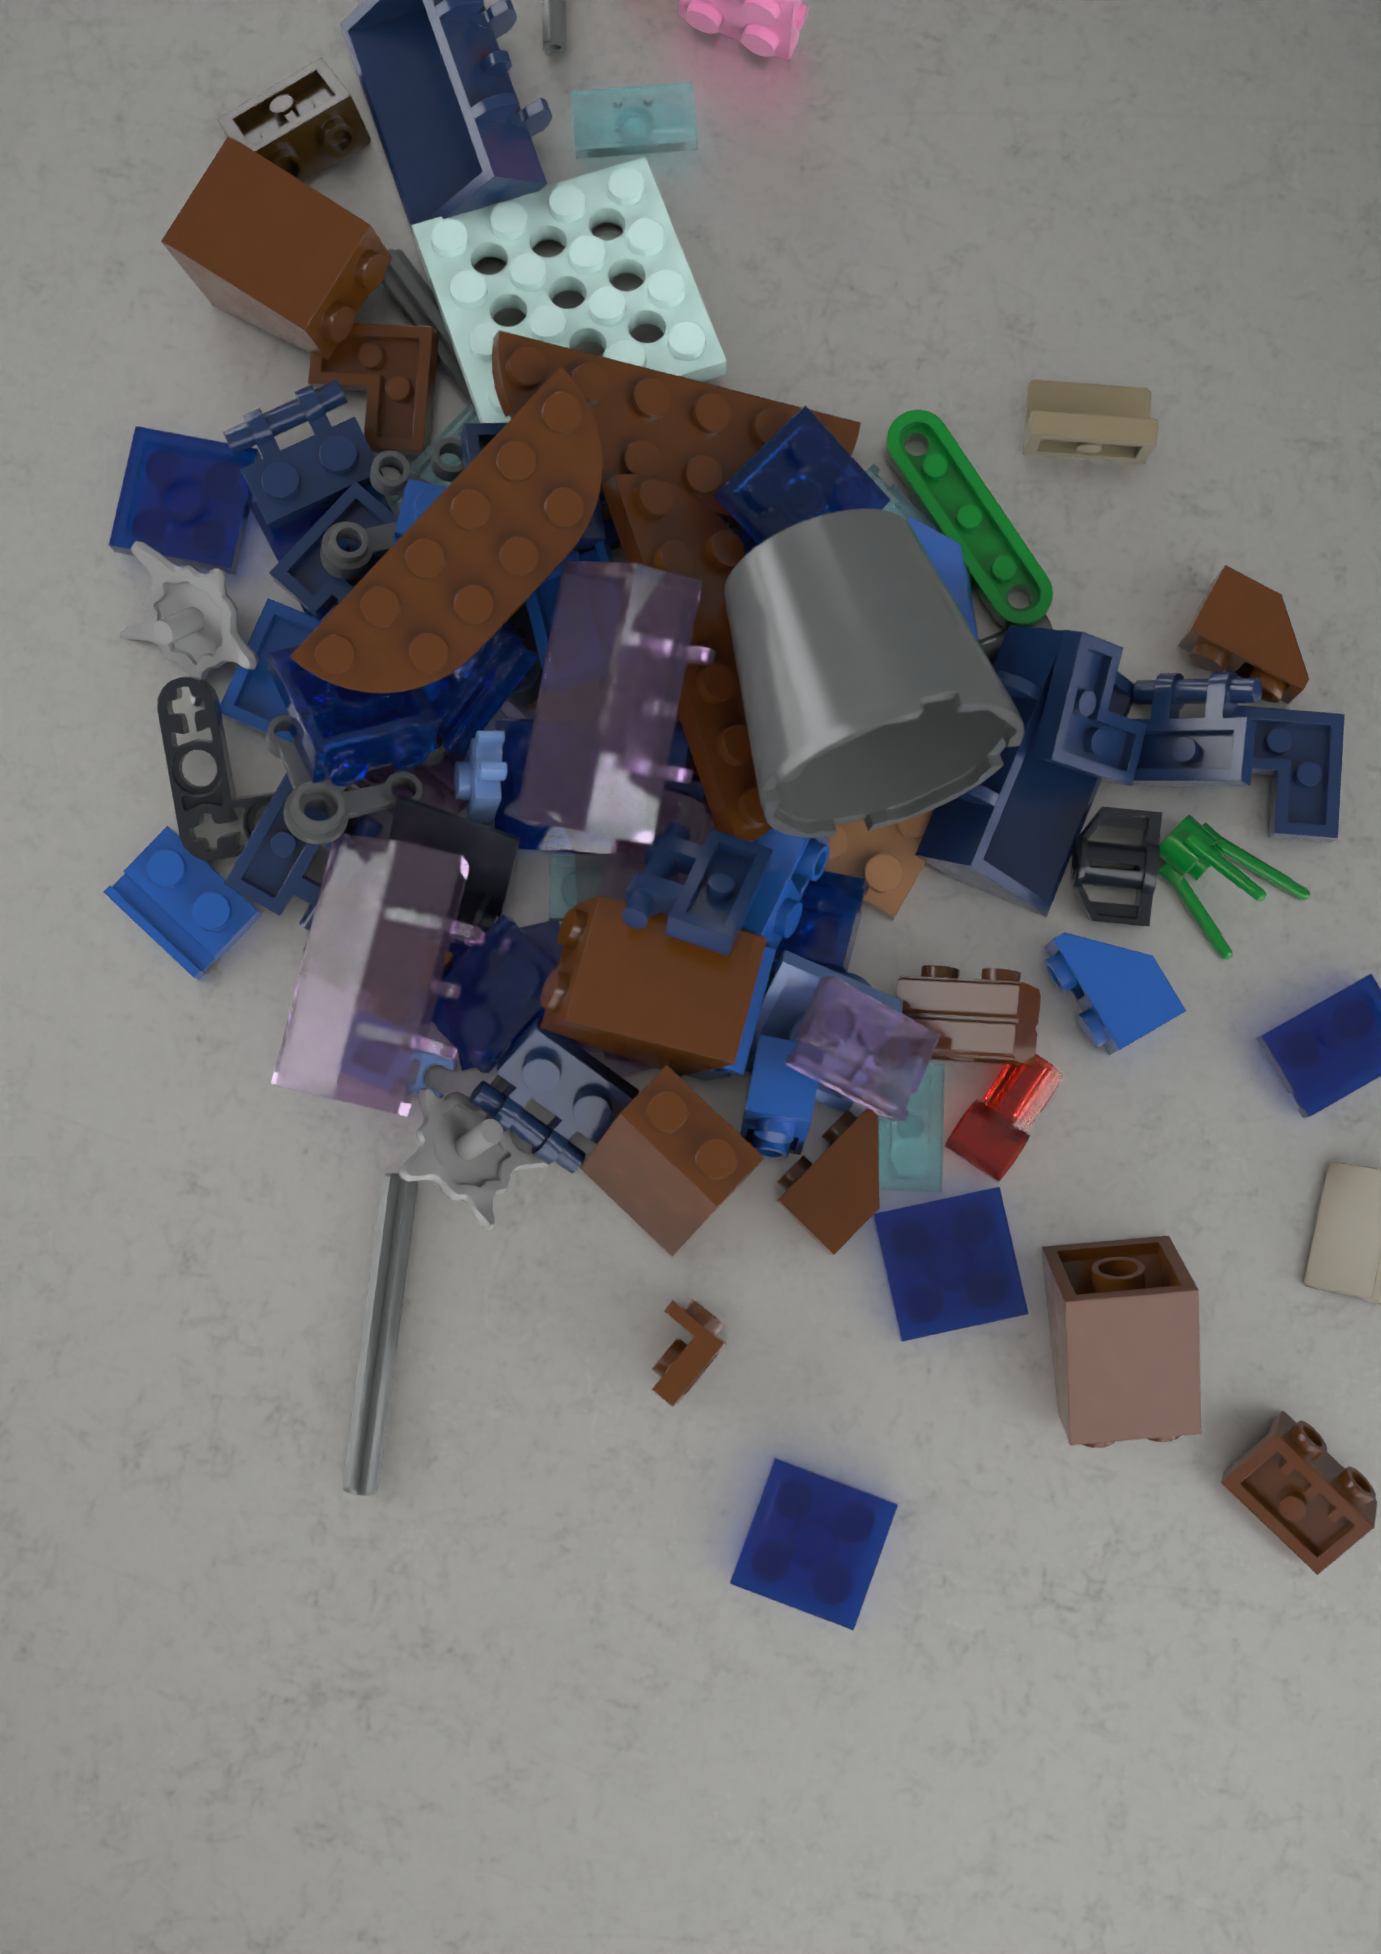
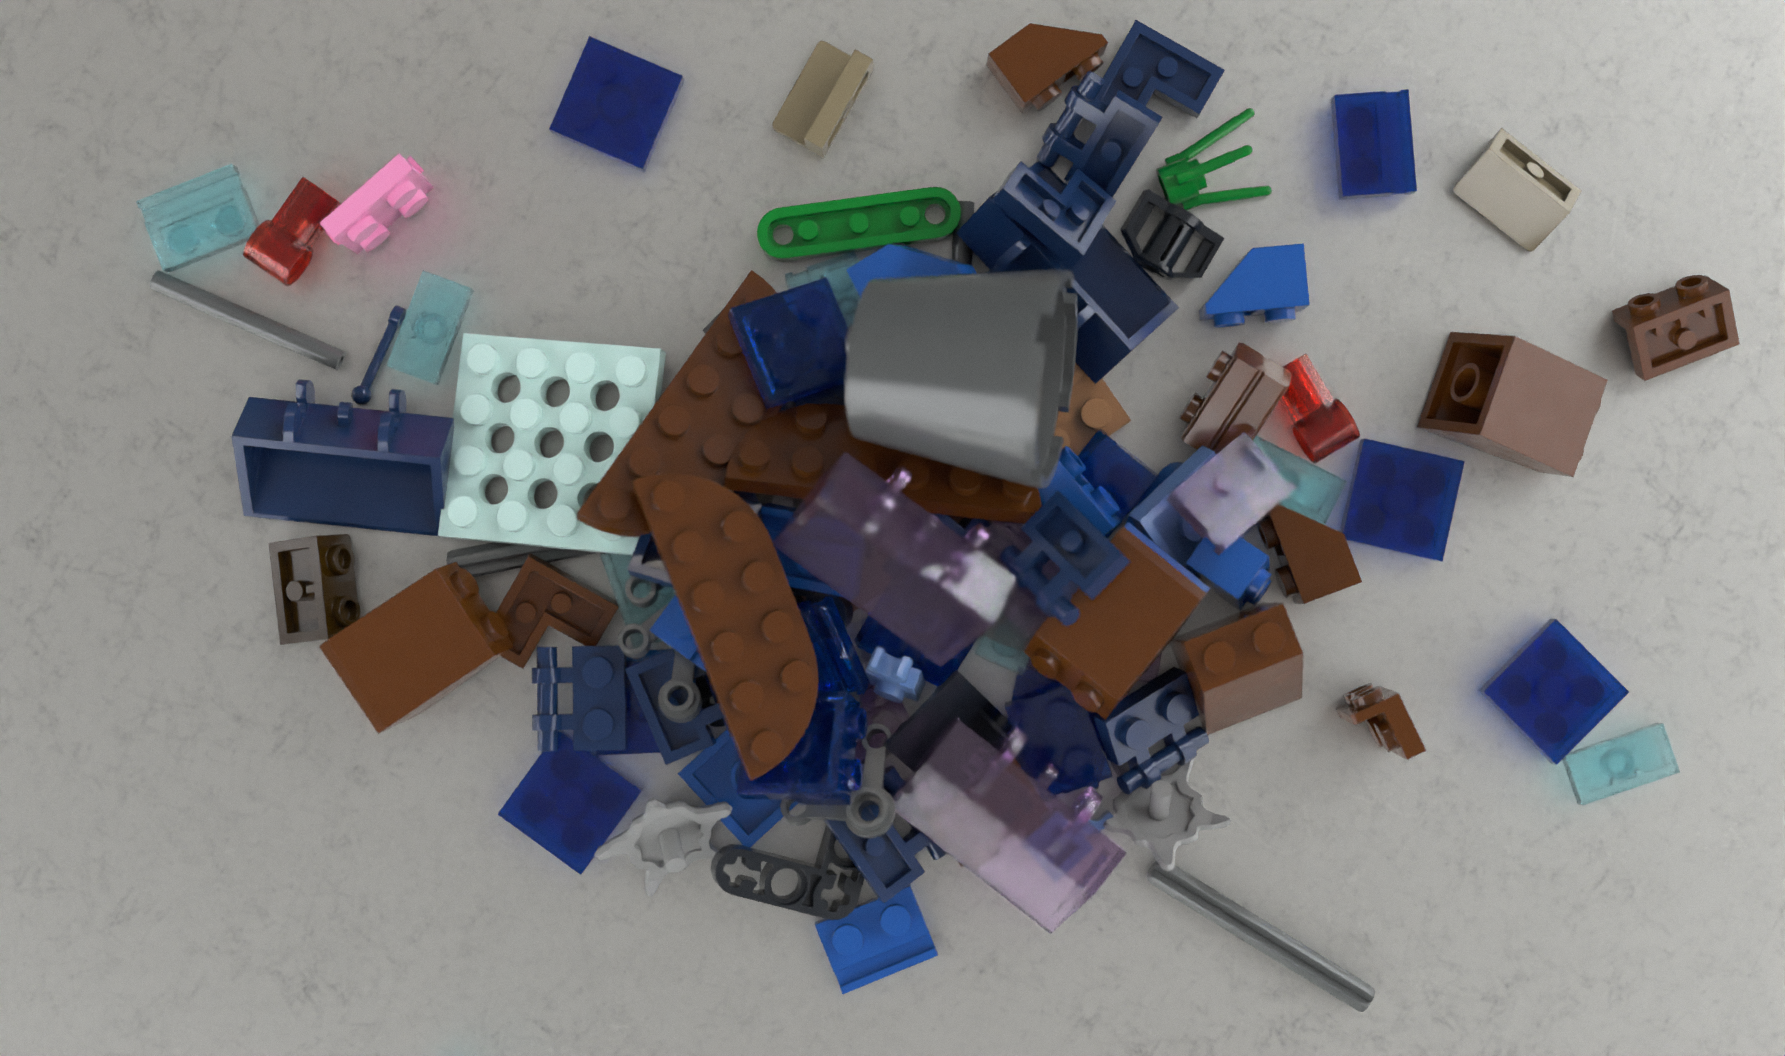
camera: 65 degrees left, 5 degrees up
(529, 85) = (361, 394): none -> dark blue hinge
(766, 1661) = (1620, 763): none -> clear light blue plate
(972, 207) = (617, 104): none -> clear blue plate

